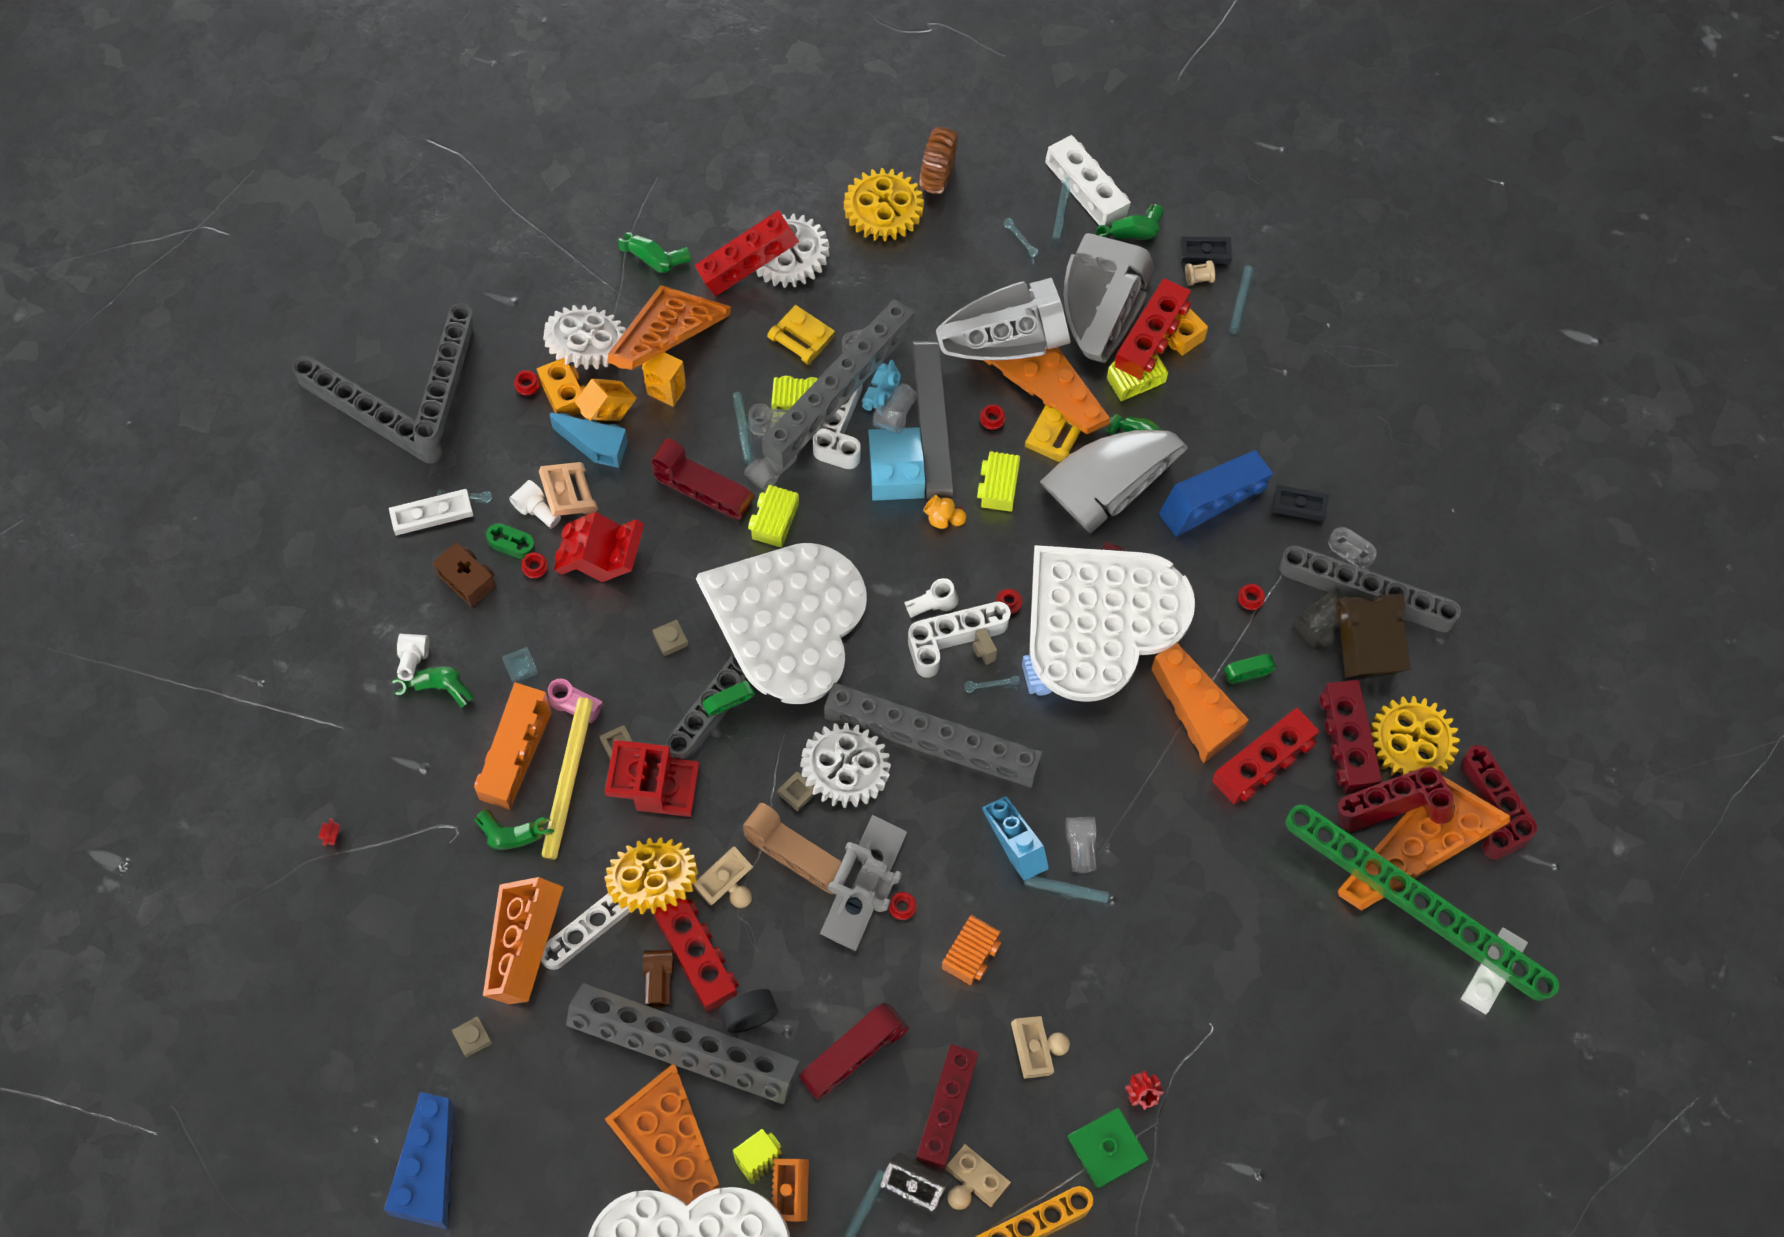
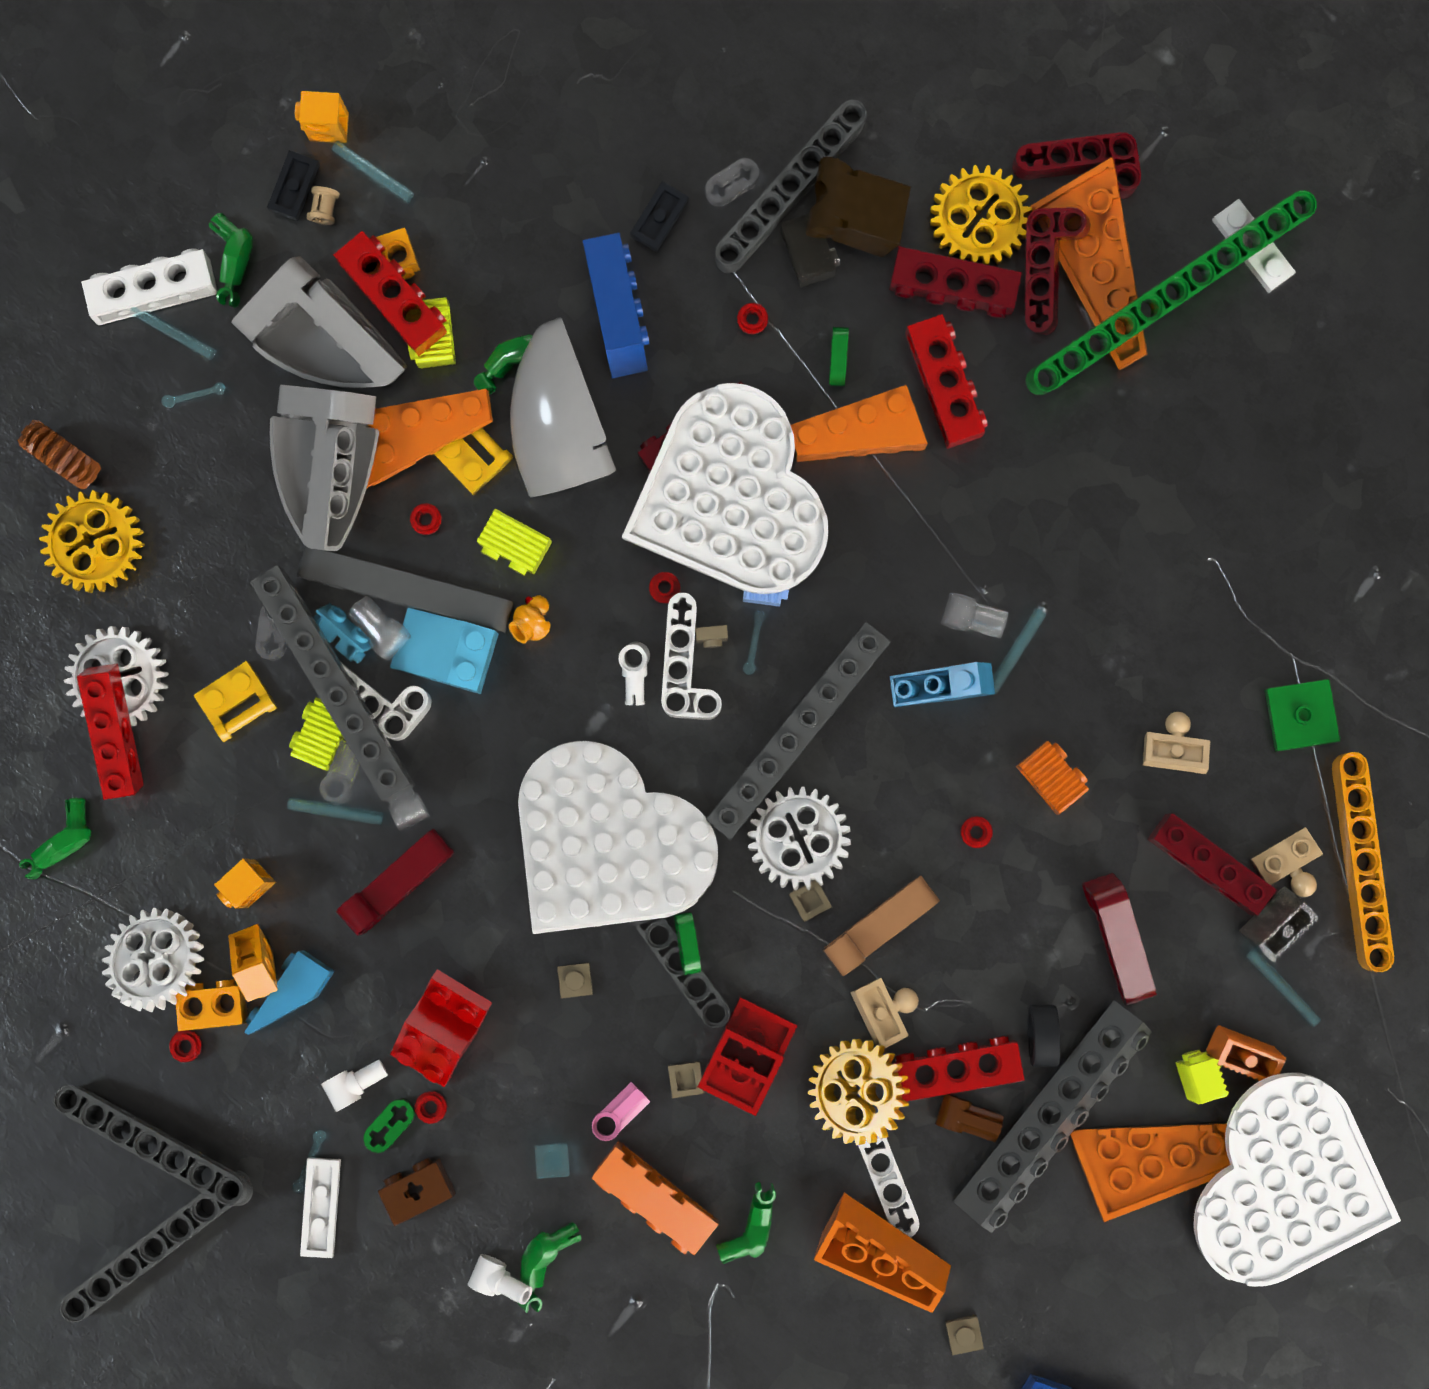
camera: 65 degrees left, 20 degrees up
(560, 490) = (348, 1050): light nougat plate -> none
(567, 777) = (709, 1147): light yellow axle -> none
(664, 323) = (175, 860): orange wing -> none
(774, 516) = (467, 814): neon yellow brick -> none
(871, 887) = (945, 857): light grey piece -> none
(1144, 1090) = (1260, 655): red gear -> none
(1265, 248) = (322, 116): none -> light orange brick

